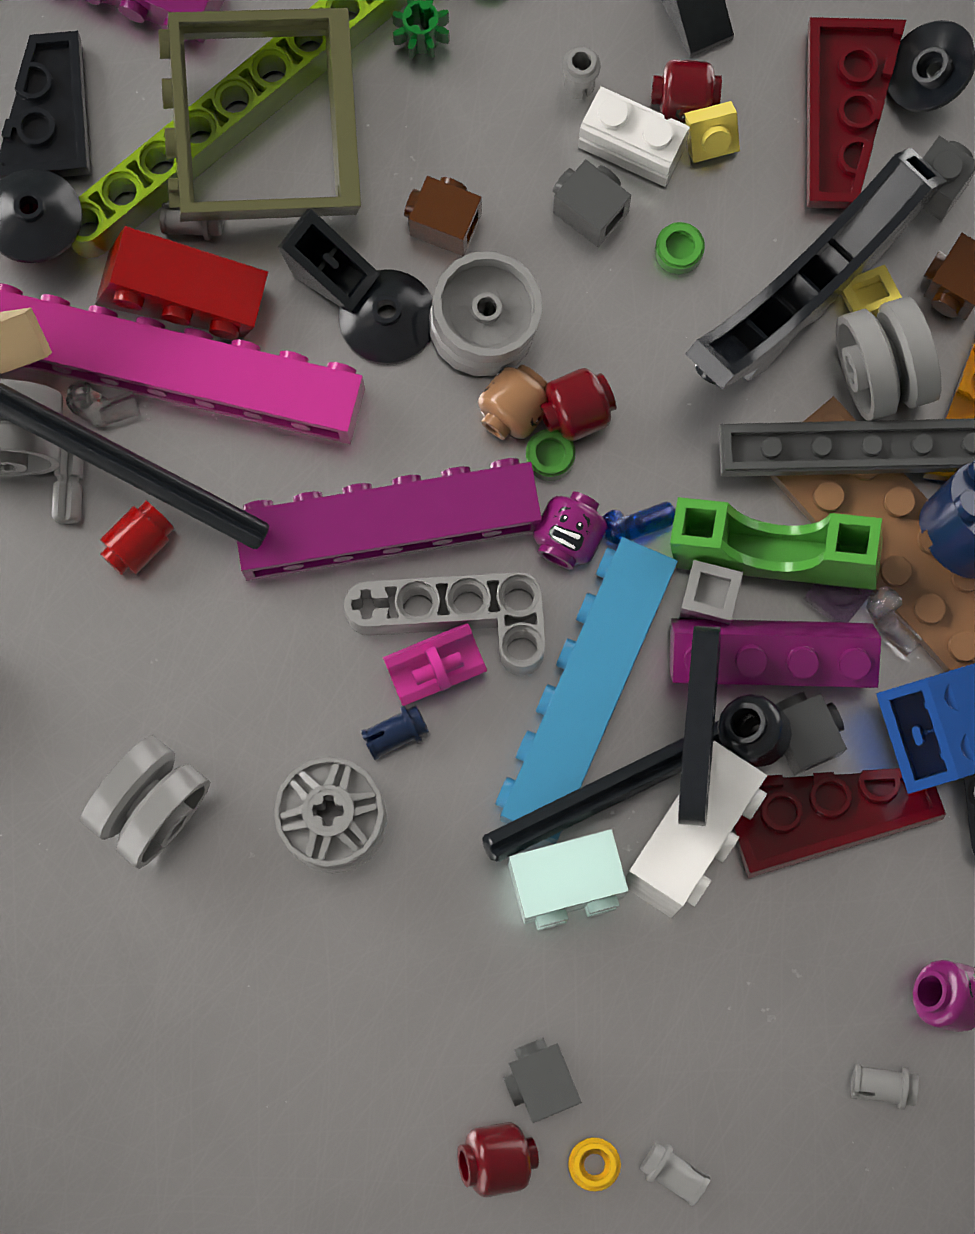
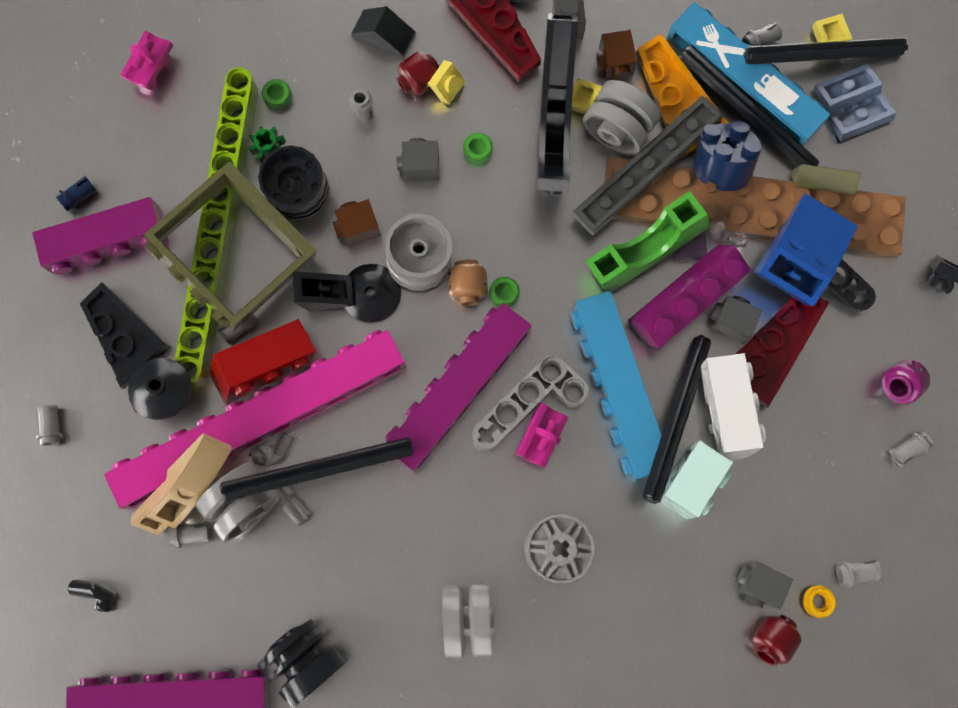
camera: 40 degrees left, 0 degrees up
(136, 538) = (347, 499): red brick -> none
(395, 732) = (550, 483): dark blue pin -> none
(402, 75) = (294, 166): none -> black wheel
(570, 530) = (546, 318): magenta head -> none
(578, 404) = (498, 257): dark red head -> none
(633, 136) = (413, 113): white brick -> none
(638, 523) = (574, 290): clear blue arm -> none
(699, 726) = (697, 357): black beam -> none
(711, 592) = (637, 293): light grey panel -> none
(755, 730) = (705, 337): black head -> none

